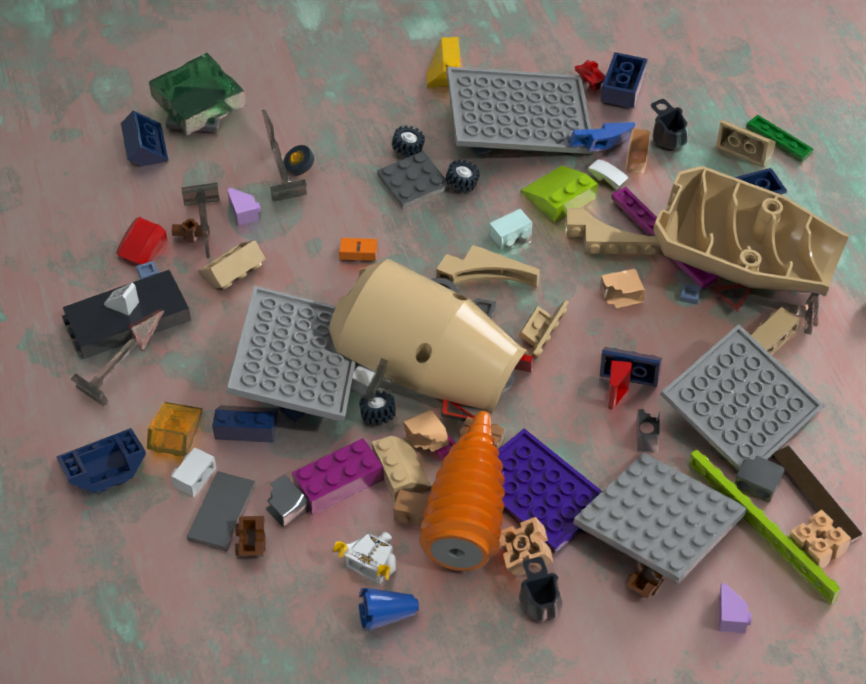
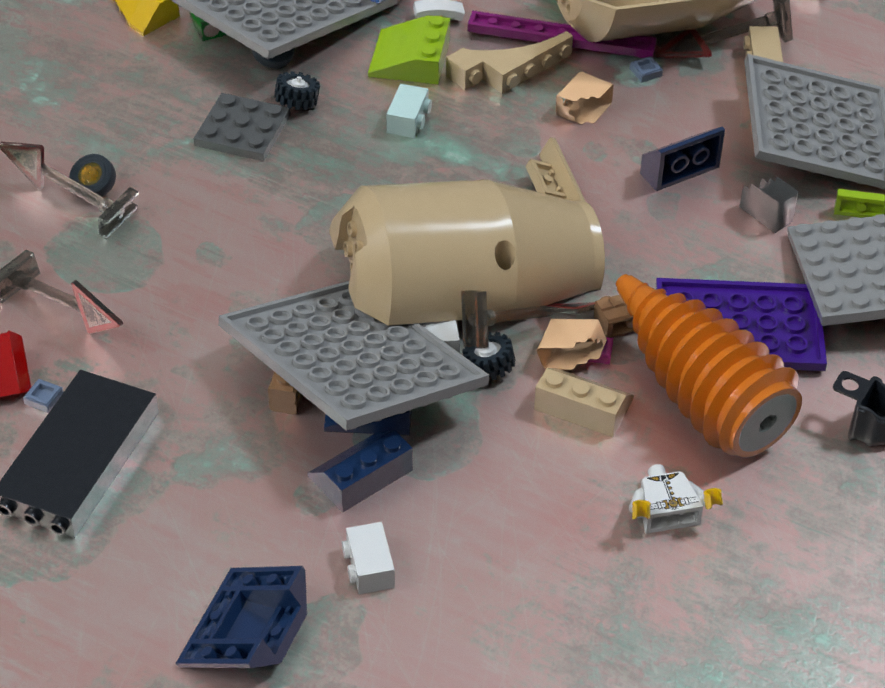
camera: 45 degrees left, 5 degrees down
(123, 299) = (66, 431): white slope -> none
(142, 332) = (133, 556): clear smoke piece -> none
(173, 429) = (290, 530): clear yellow slope -> none
(189, 230) = (47, 320): reddish brown axle -> none
(221, 510) = (447, 577): dark grey tile -> none
(233, 264) = (146, 320): tan slope -> none
(243, 206) = (81, 259): lavender slope -> none
(251, 536) = (520, 575): reddish brown cylinder -> none
(286, 501) = (509, 514): dark grey piece -> none
(338, 475) = (533, 449): magenta brick -> none
(349, 251) = (276, 215): orange piece -> none
(385, 607) = (744, 540): blue cone -> none
(408, 141) = (195, 91): black wheel -> none
(410, 507) = (651, 423): medium nougat brick -> none
(484, 264) = (424, 157): tan arch -> none
(525, 544) = (822, 372): light nougat brick -> none
(619, 382) = (694, 178): red tile -> none

